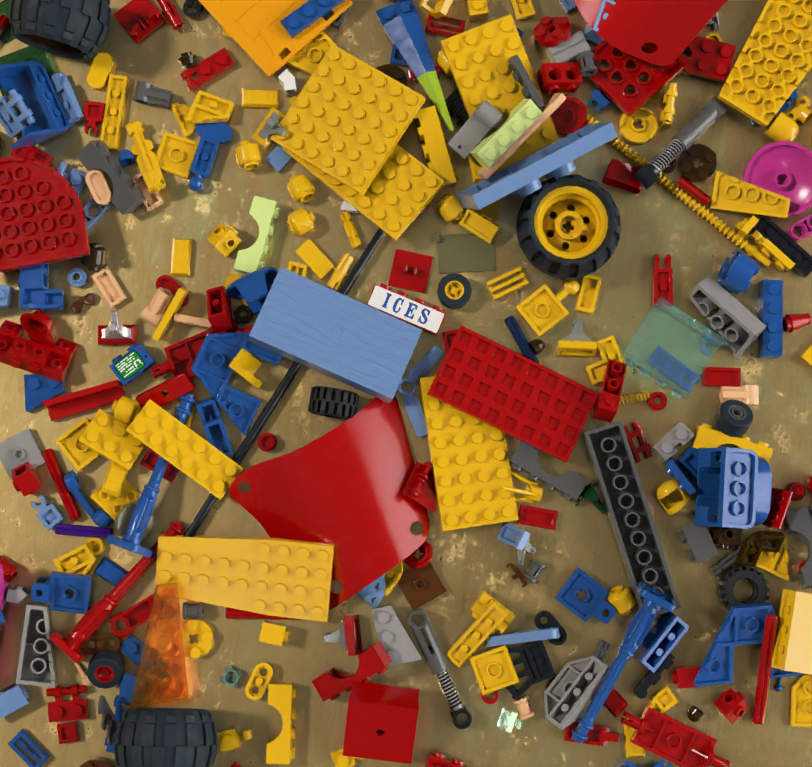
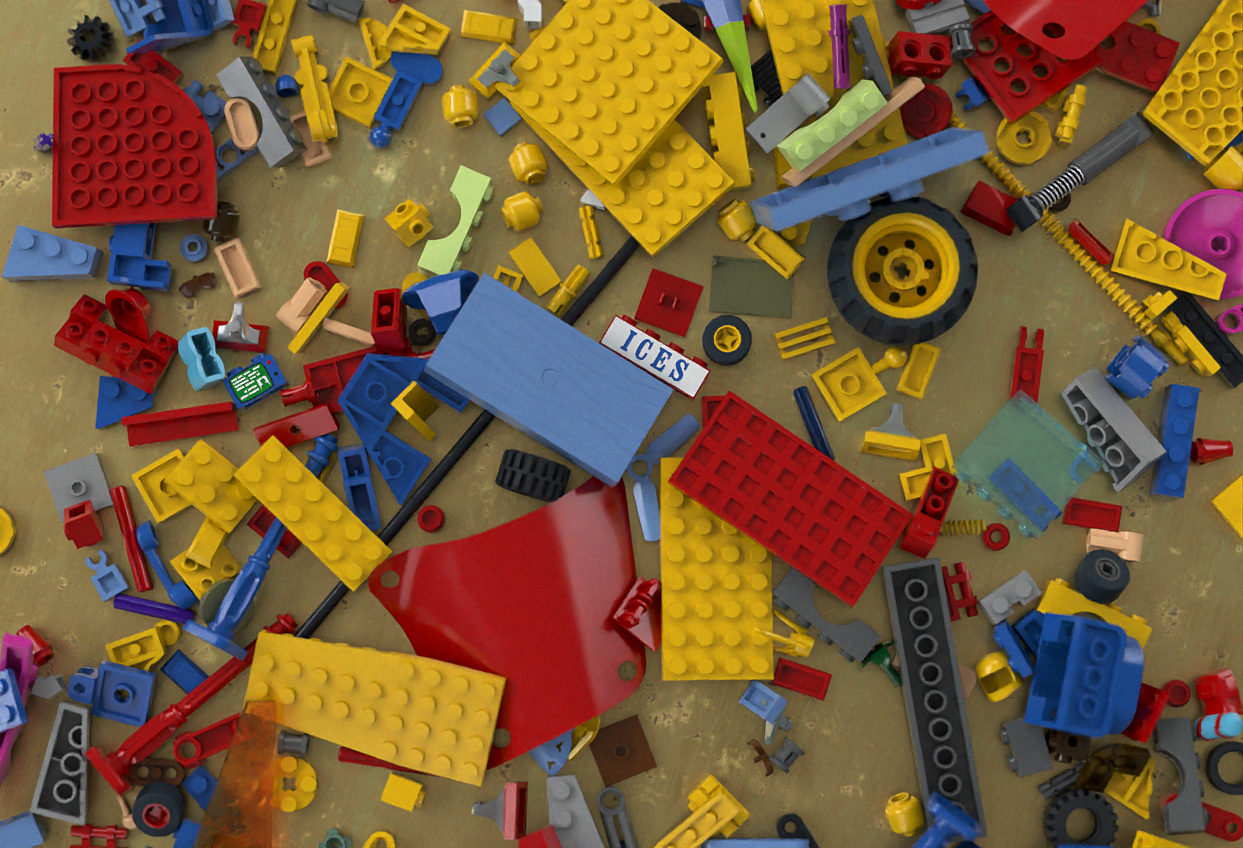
camera: 15 degrees right, 0 degrees up
(90, 349) = (198, 353): none -> medium azure brick
(125, 409) = (237, 445): yellow head -> none
(424, 559) = (631, 717): red gear -> none
(504, 78) = (840, 51): none -> magenta pin
(537, 345) = (835, 434): dark brown hinge -> none
(593, 604) = (864, 813): blue plate -> none
(706, 157) = (1106, 218): dark brown plate -> none

